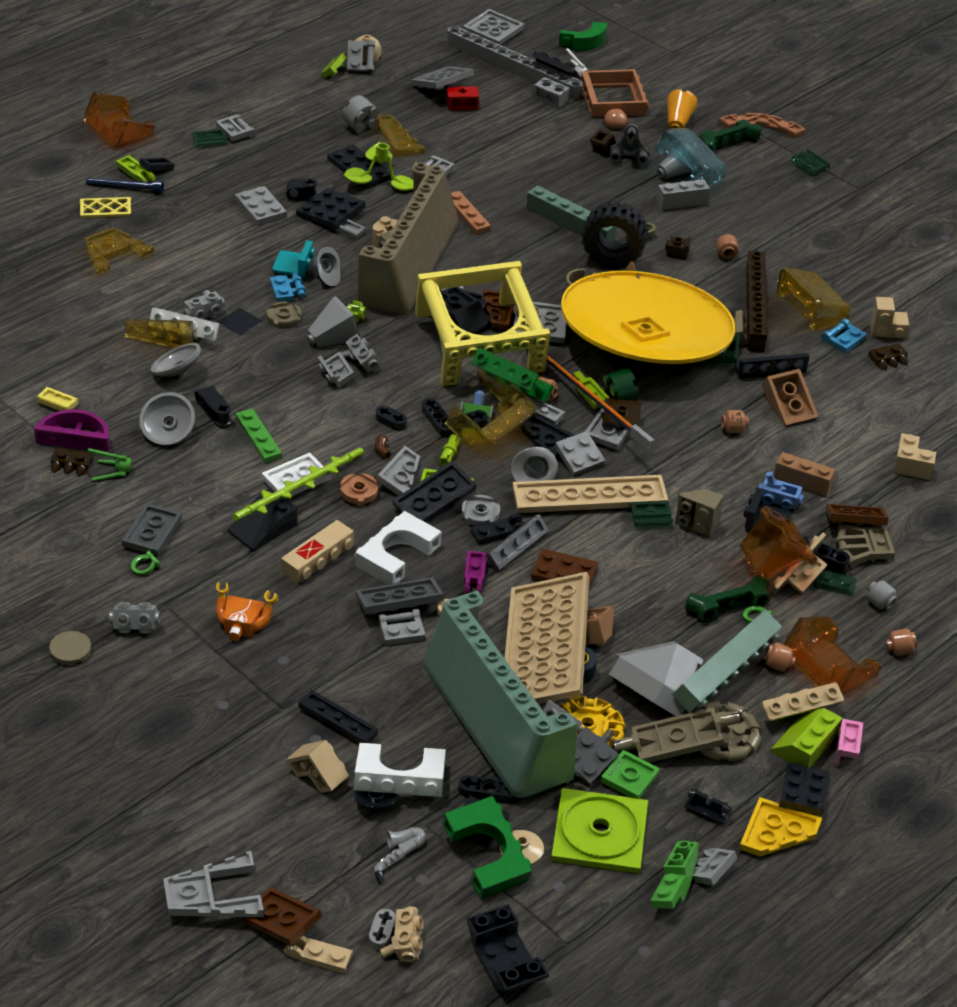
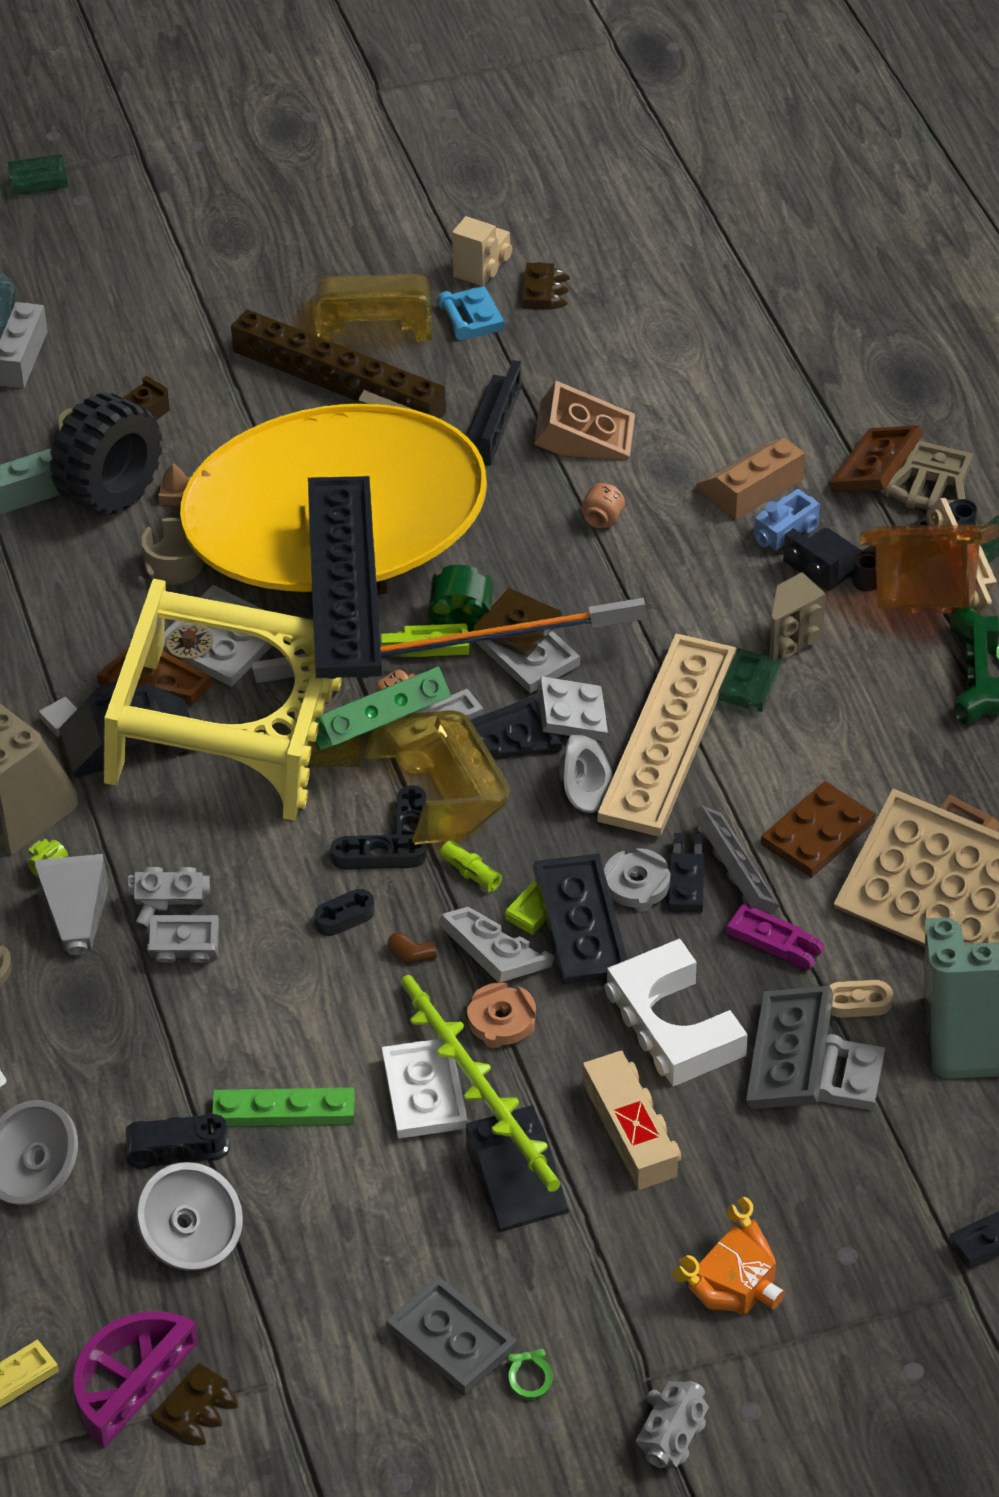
camera: 60 degrees left, 5 degrees up
(121, 464) = (256, 1328): bright green plant -> none
(478, 404) = (384, 795): piece -> none
(574, 323) = (343, 578): none -> black plate
(727, 246) = (186, 347): nougat head -> none
(912, 460) = (785, 357): tan brick -> none

